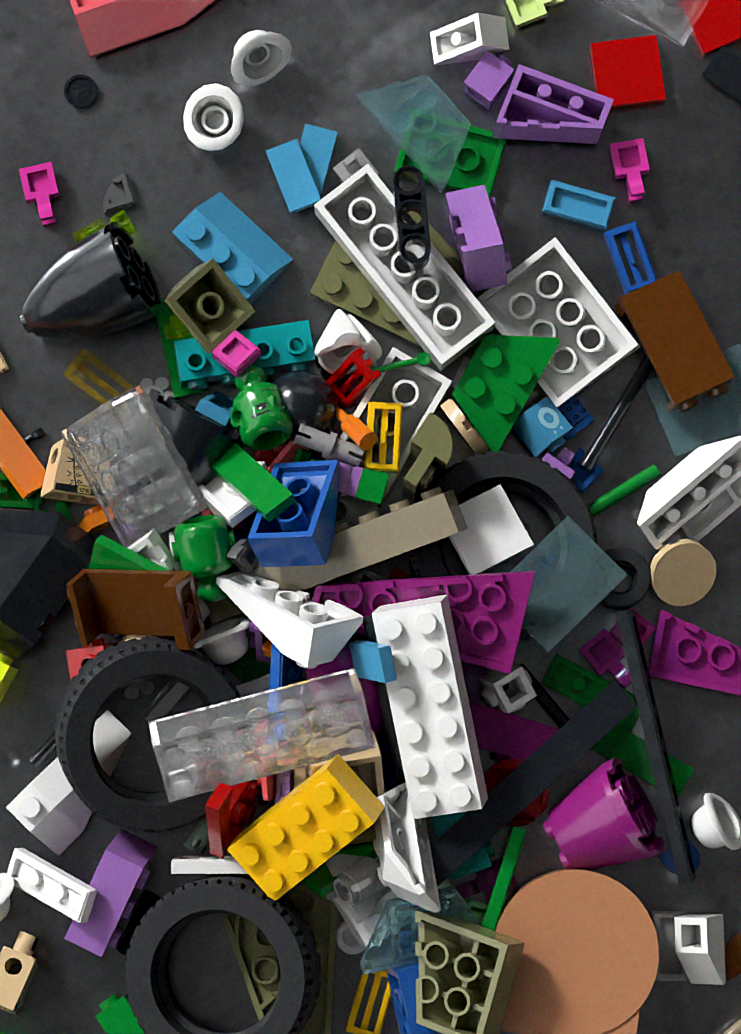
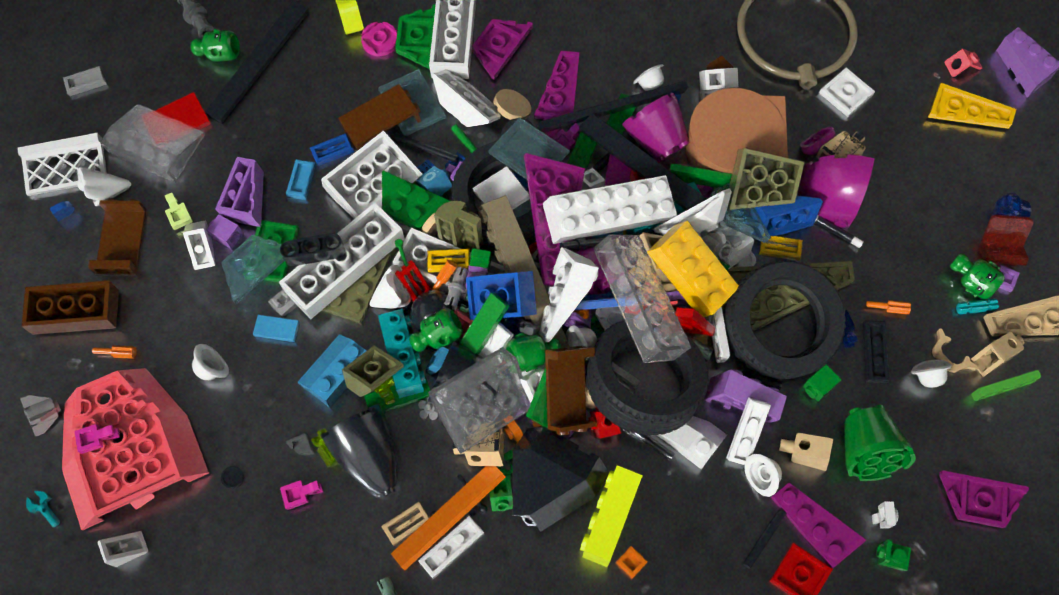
camera: 95 degrees left, 15 degrees down
(76, 364) = (414, 458): clear yellow tile -> none
(213, 117) = (249, 385): white hat -> none
(236, 353) = (402, 349): dark pink tile -> none
(293, 176) = (286, 335): dark azure tile -> none
(373, 661) = (588, 235): dark azure tile -> none
(478, 238) = (325, 216): medium lavender wedge -> none
(628, 71) = (218, 159): red tile -> none
(630, 162) = (275, 152): dark pink plate -> none

